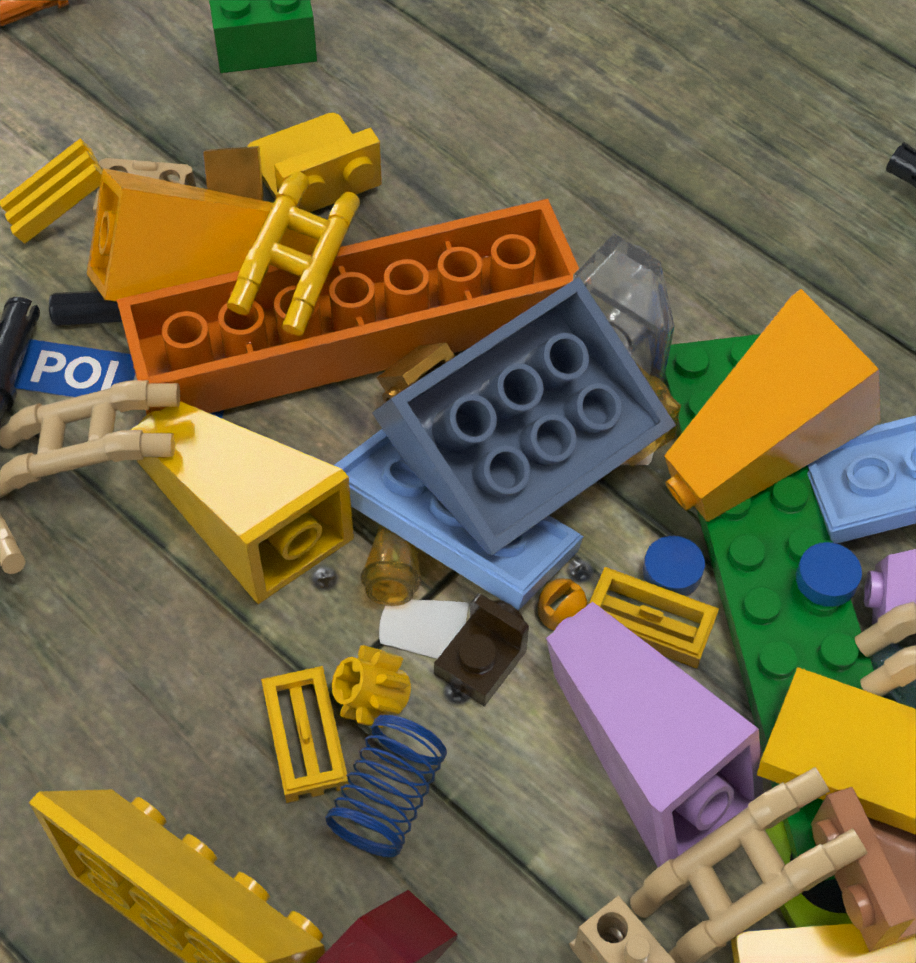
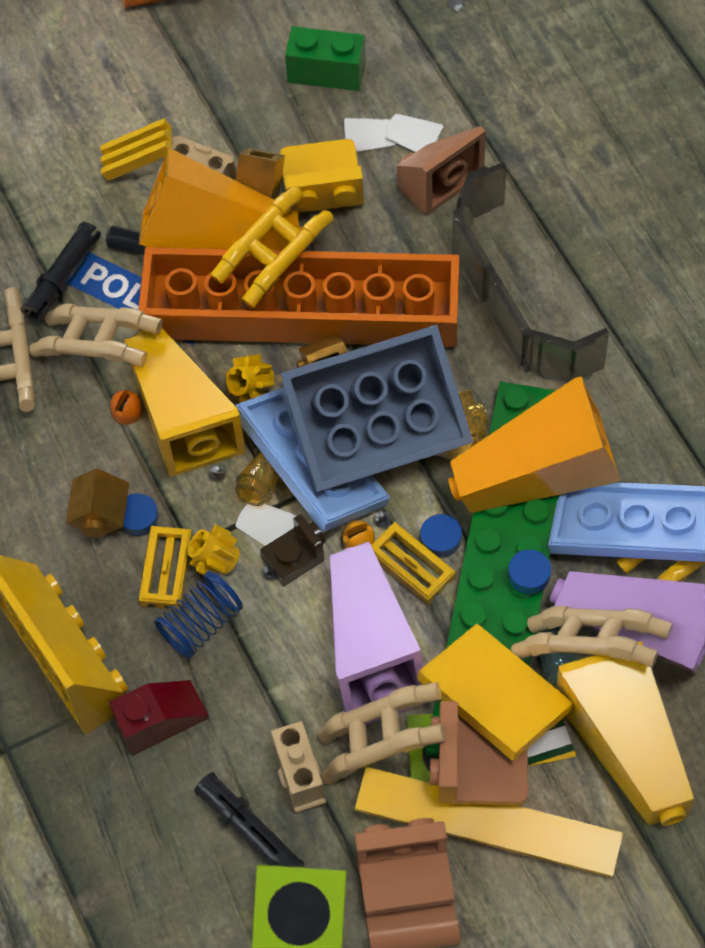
camera: 25 degrees right, 5 degrees up
(170, 529) = (132, 409): none -> orange hinge
(172, 670) = (97, 503): none -> pearl gold brick
(233, 670) = (140, 515): none -> blue tile
(321, 420) = (249, 377): none -> yellow gear
(353, 102) = (367, 133): none -> white sticker
(407, 90) = (412, 132): none -> white sticker
(468, 113) = (441, 168): none -> nougat slope
(634, 299) = (476, 349): clear slope -> none
(701, 291) = (533, 350): none -> clear smoke windscreen

